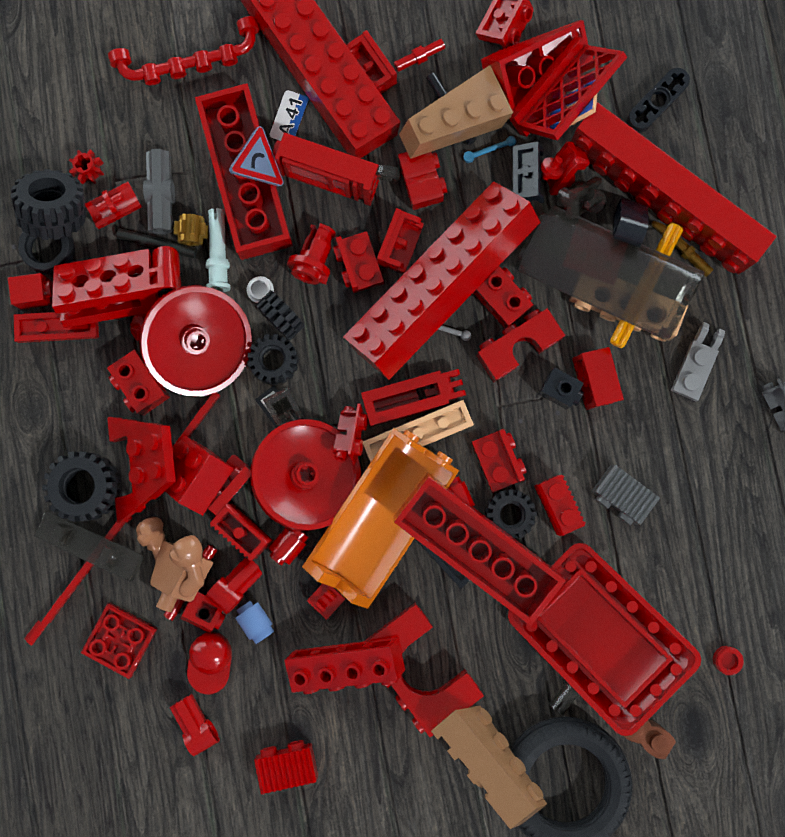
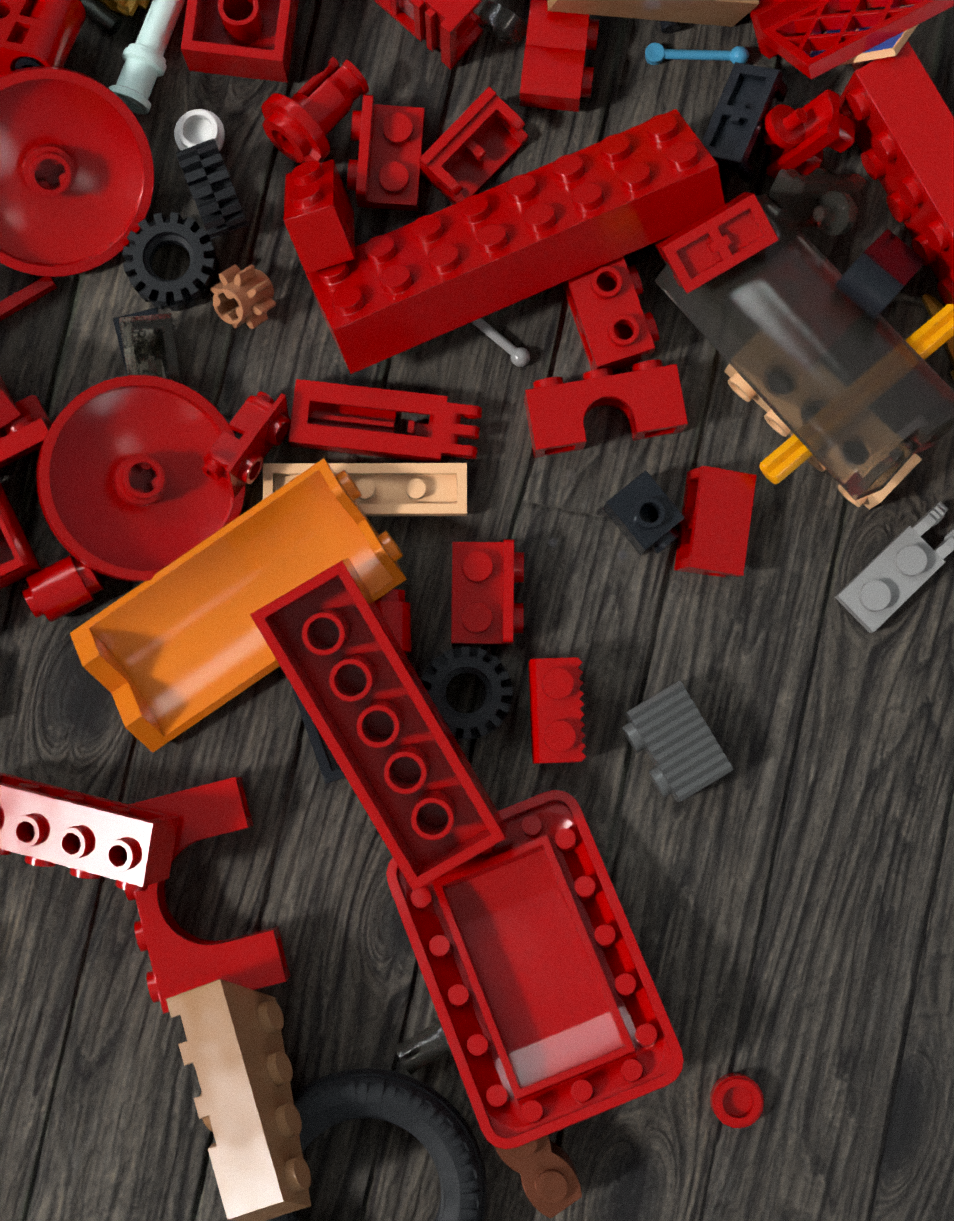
camera: 15 degrees right, 0 degrees up
(317, 362) = (243, 296): none -> nougat gear
(326, 600) = (88, 709): red tile -> none
(340, 307) = (319, 215): none -> red brick
(544, 239) = (717, 241): none -> red hinge

